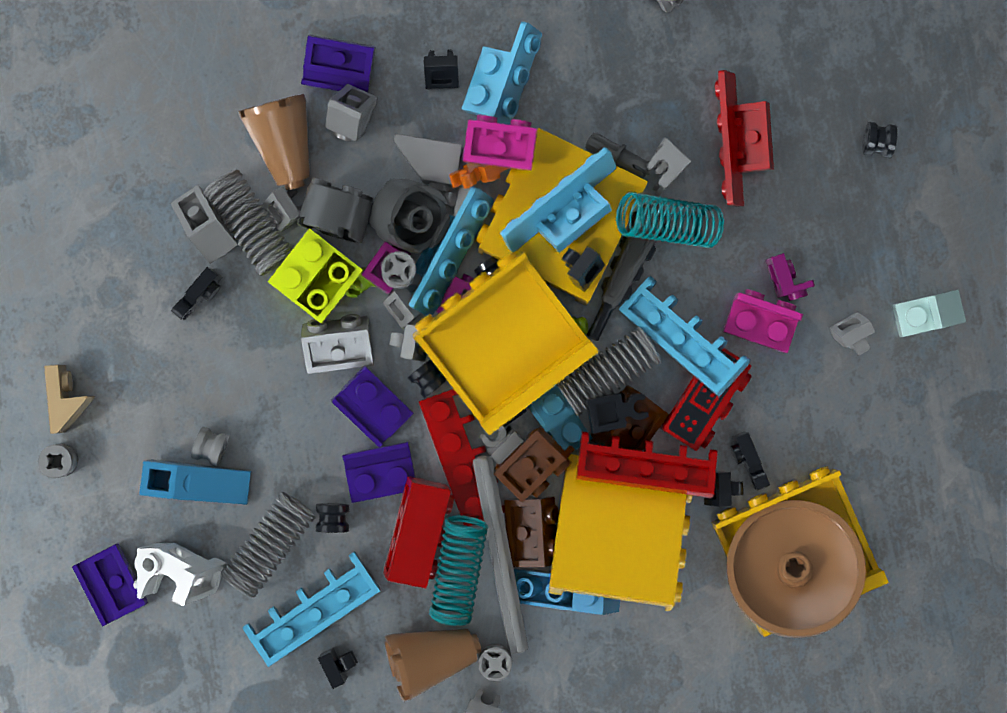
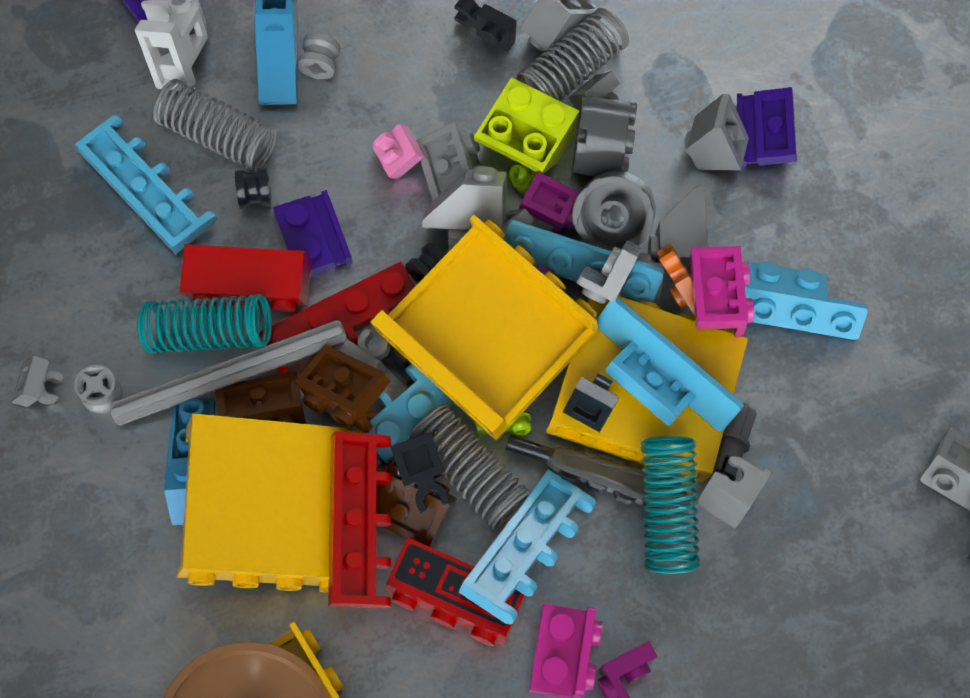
camera: 80 degrees right, 20 degrees down
(281, 138) = (675, 75): medium nougat cone -> none
(314, 389) = (397, 151): none -> bright pink tile
(335, 666) = (80, 213): black tile -> none
(372, 406) = (387, 212): dark purple plate -> none
(383, 337) = (474, 192): none -> light grey slope
(396, 265) = (550, 194): light grey wheel -> none
(429, 658) = (95, 307): medium nougat cone -> none
(441, 71) = (786, 231): black tile -> none
(487, 236) = (613, 275): none -> light grey bracket
(724, 490) = (342, 627): black tile -> none
(744, 136) = (790, 588): red bracket -> none
(745, 453) = (392, 653): black plate -> none

